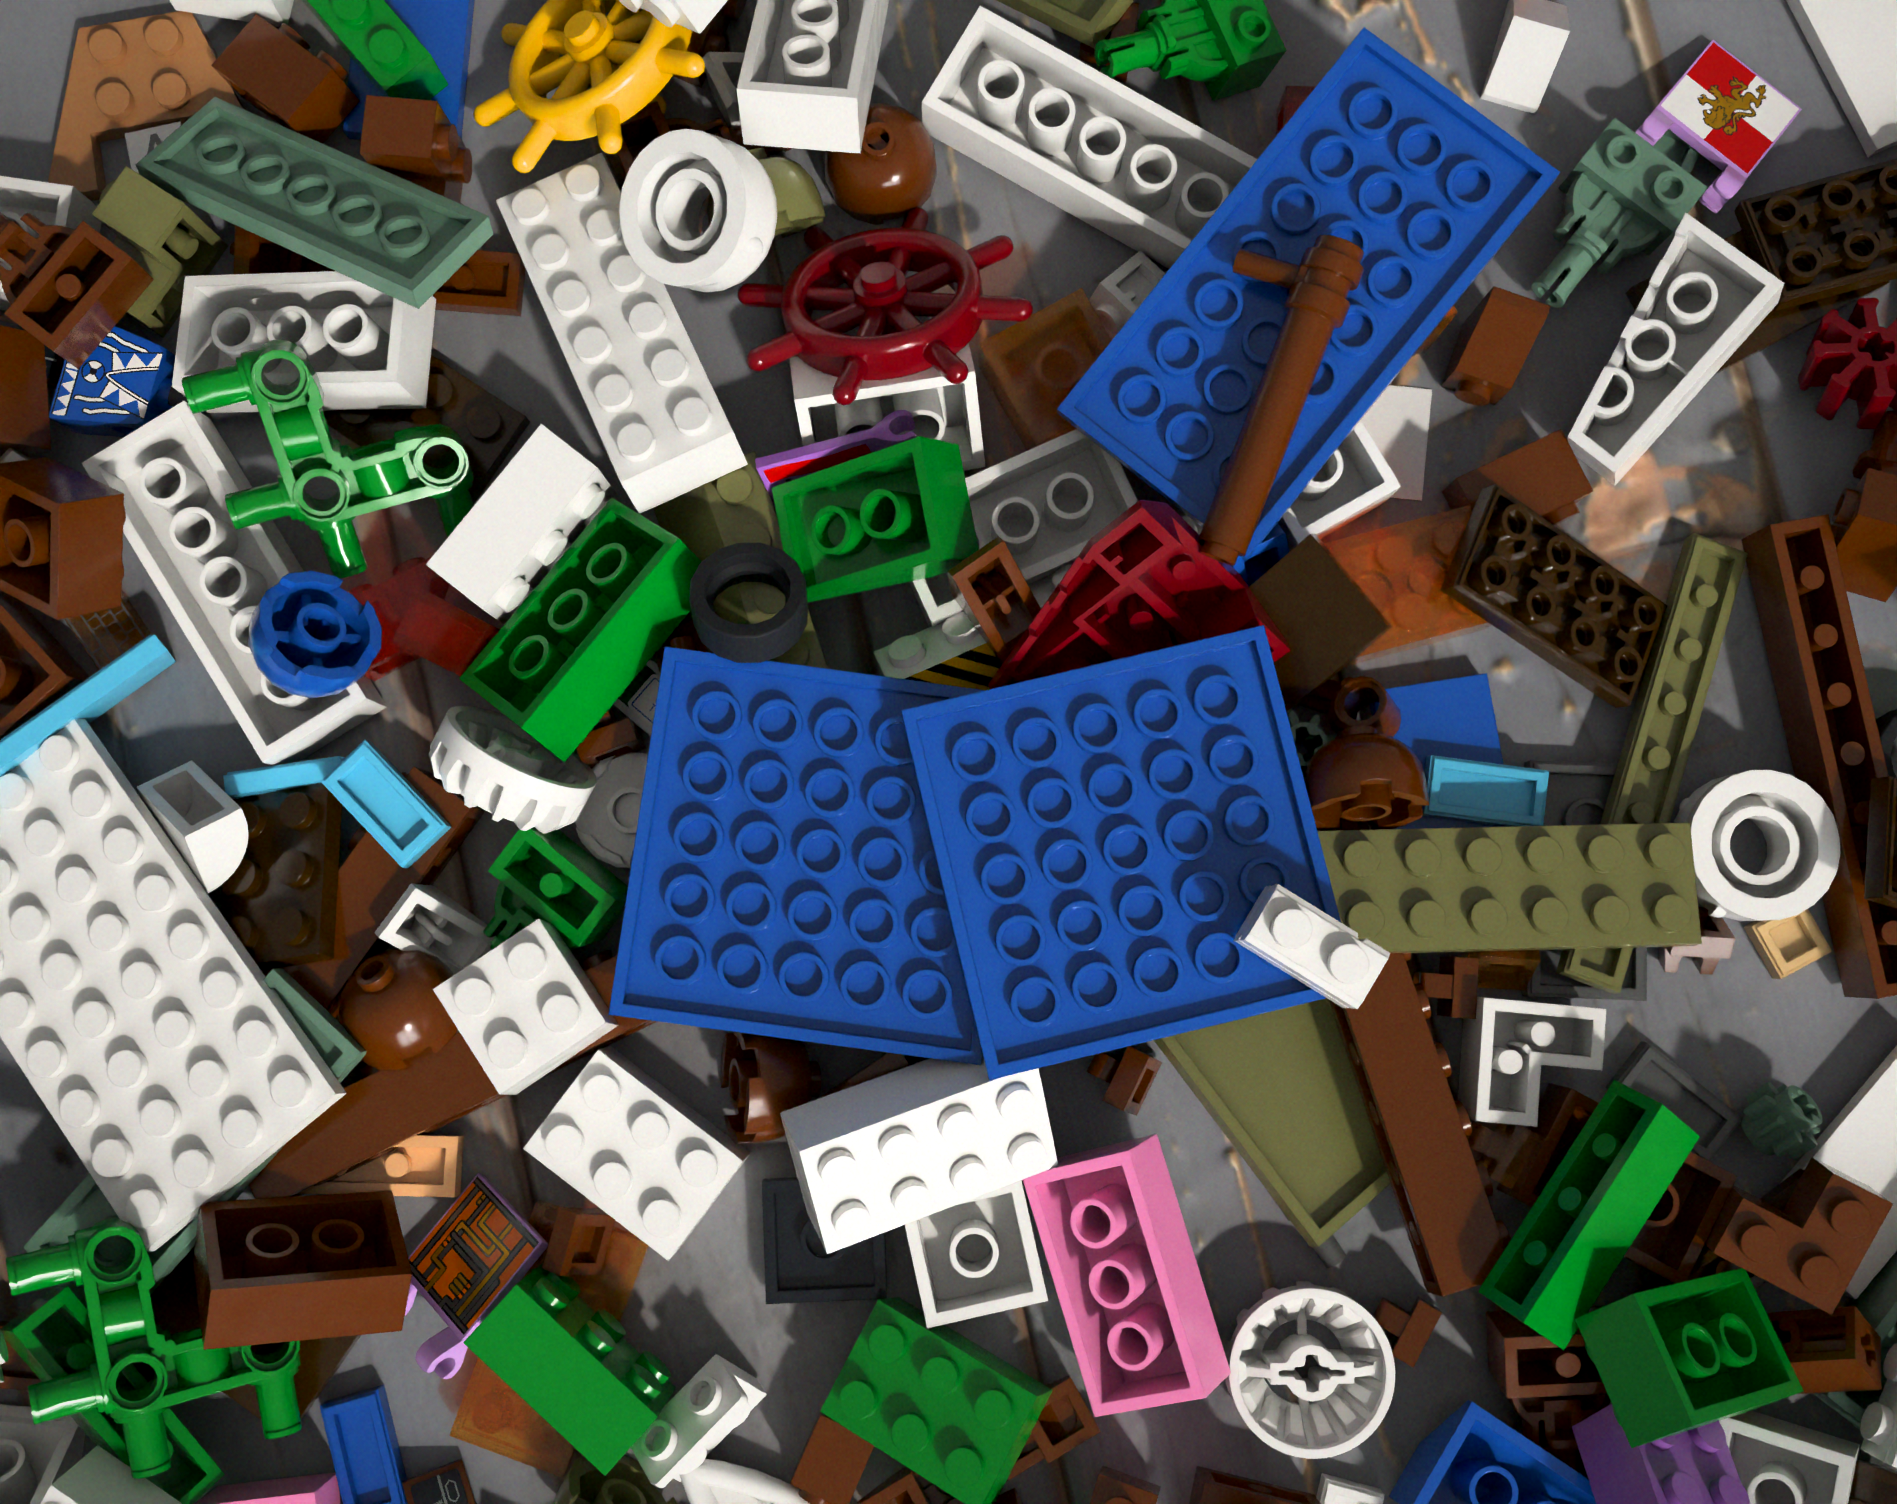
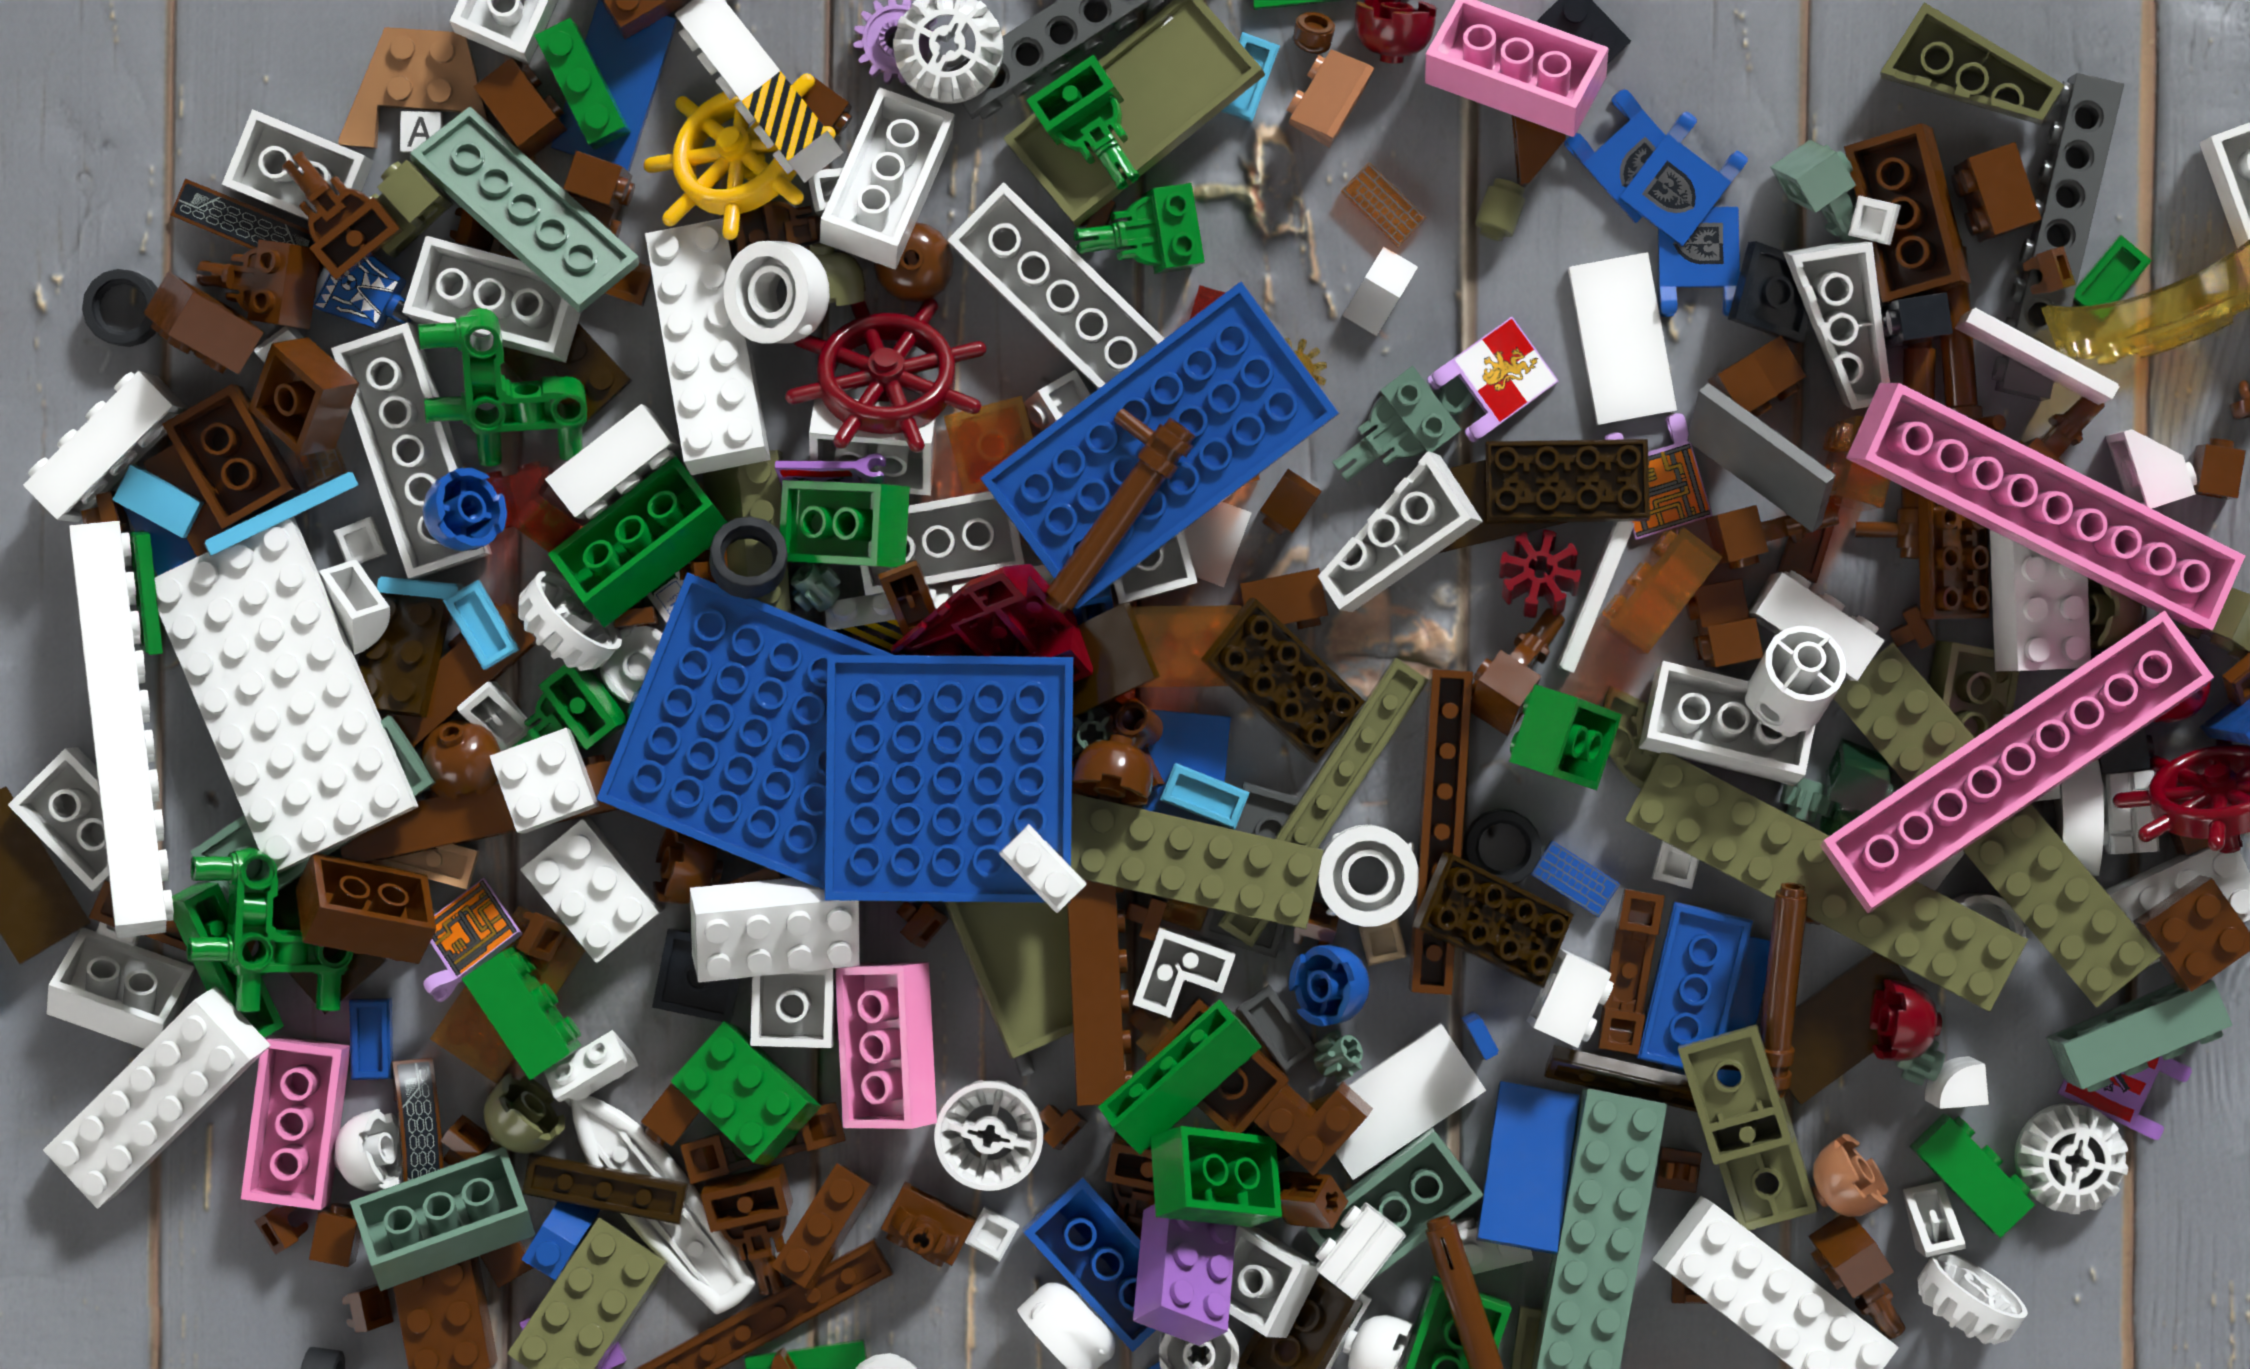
camera: 10 degrees right, 5 degrees up
(196, 734) = (360, 541): none -> white tile
(855, 630) = (815, 587): none -> sand green gear
(1745, 1020) = (1329, 984): none -> blue cylinder

